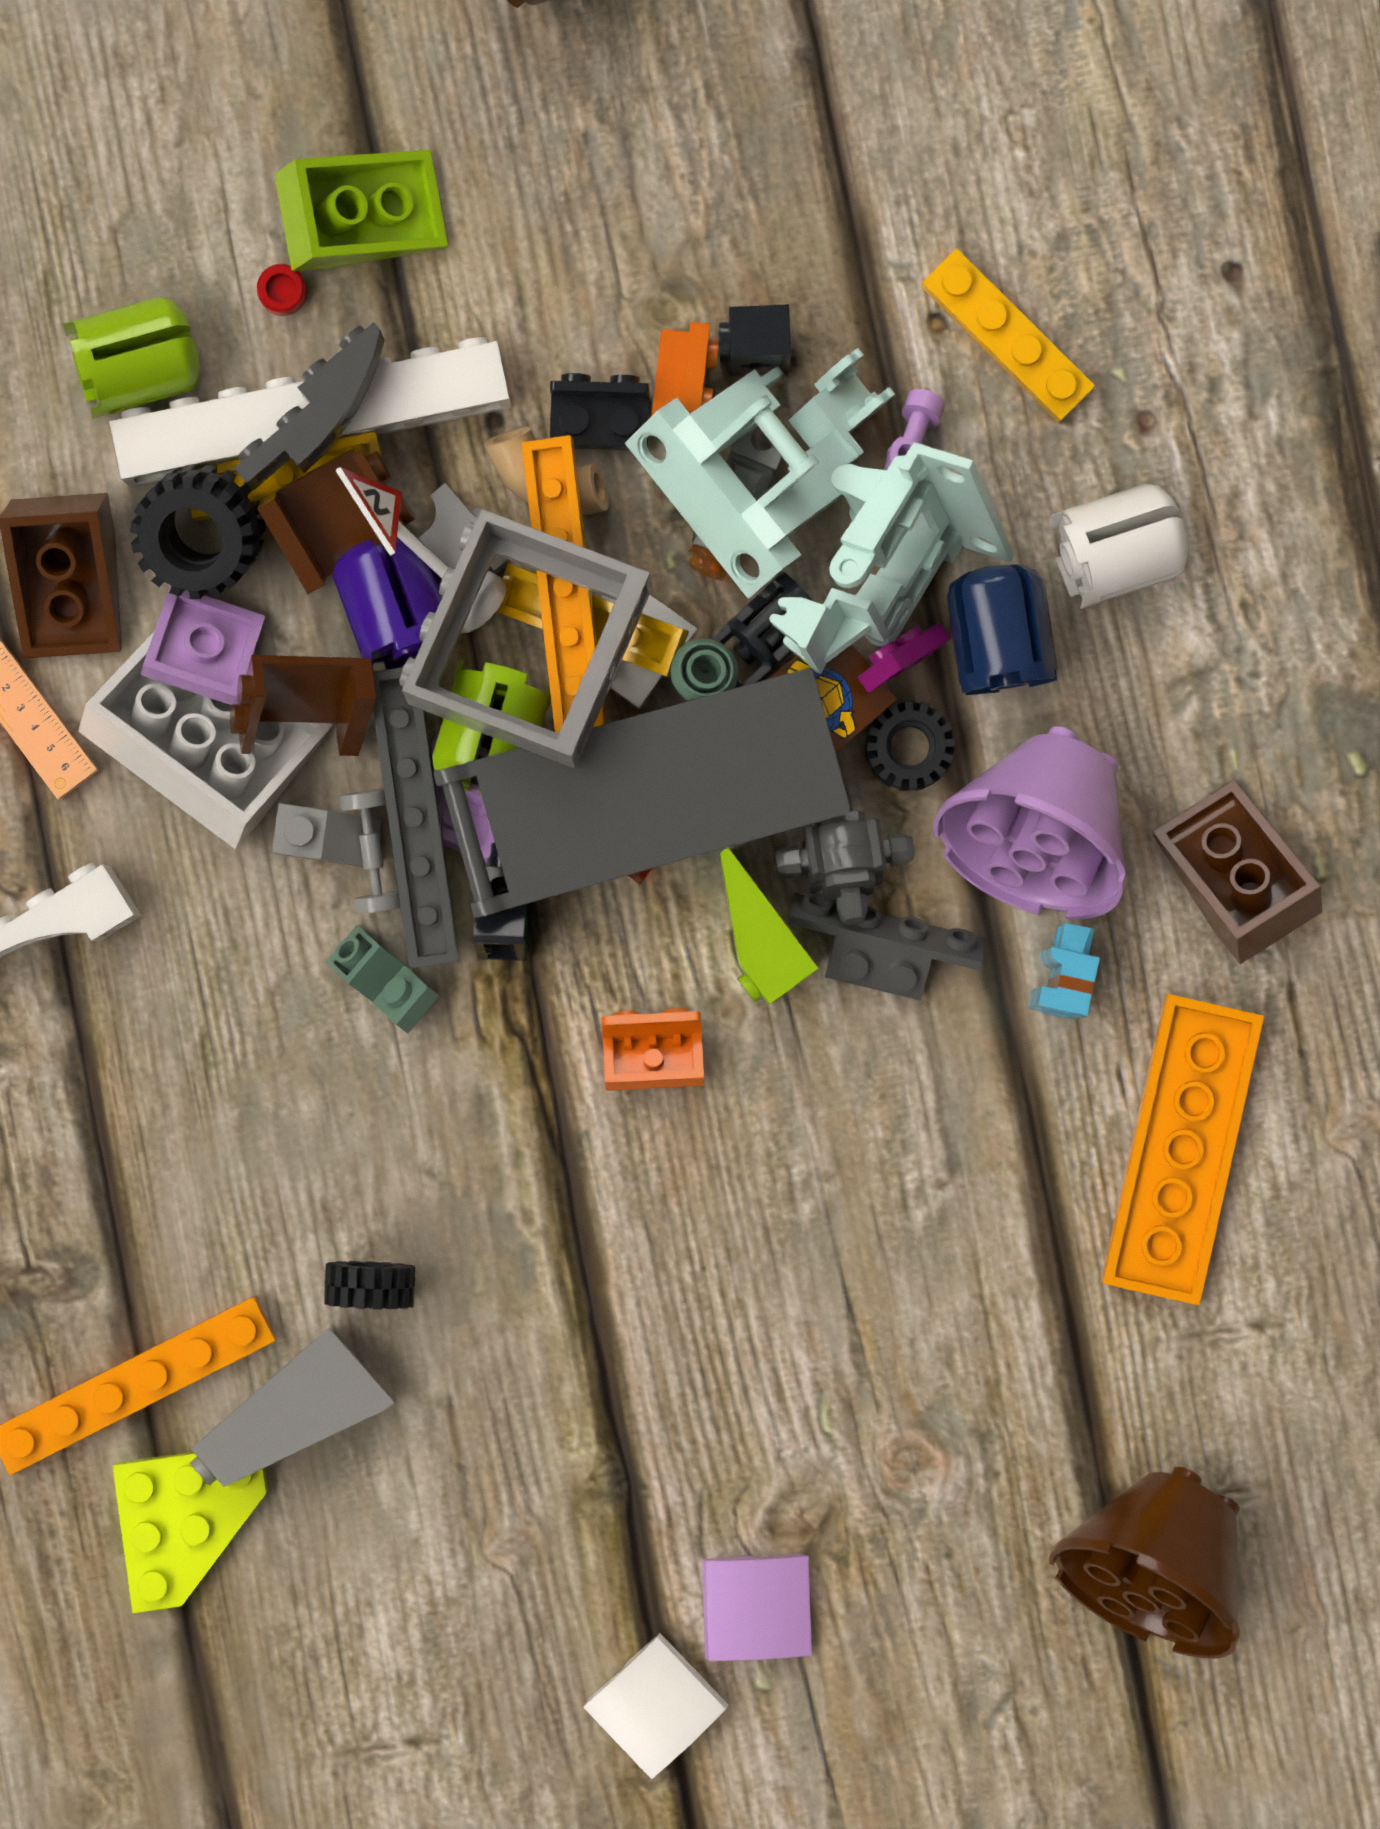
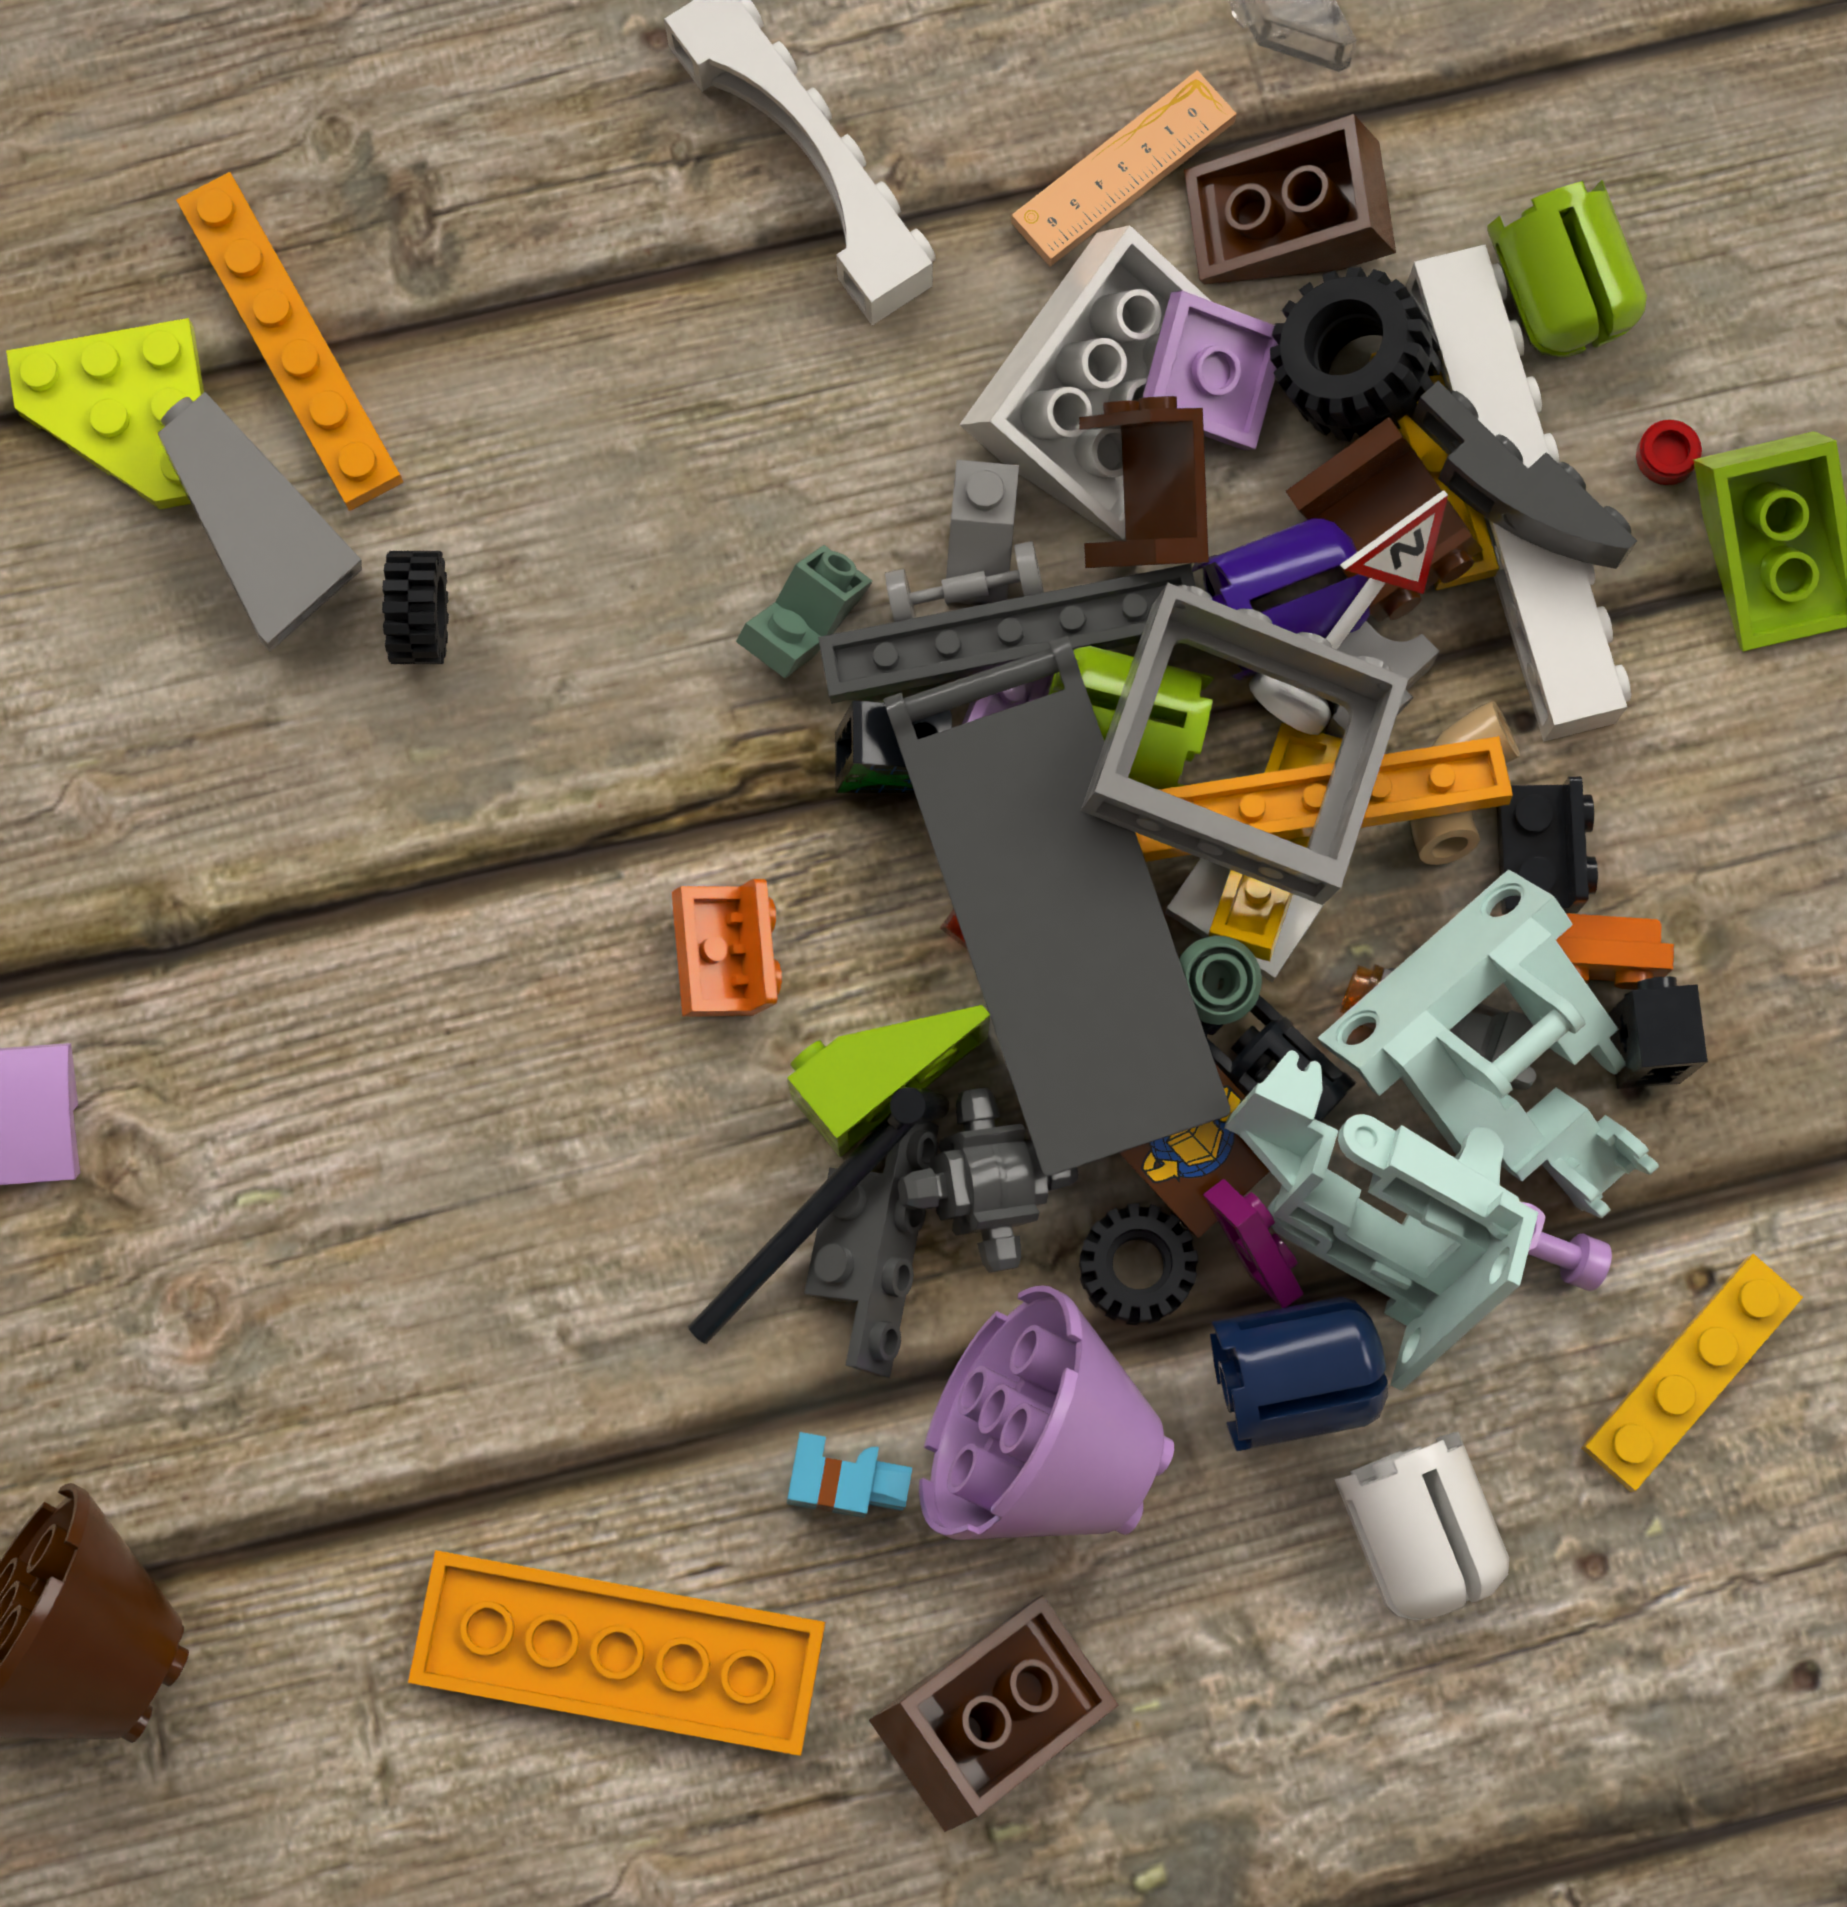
camera: 90 degrees right, 10 degrees down
(796, 914) = (907, 1108): none -> black bar

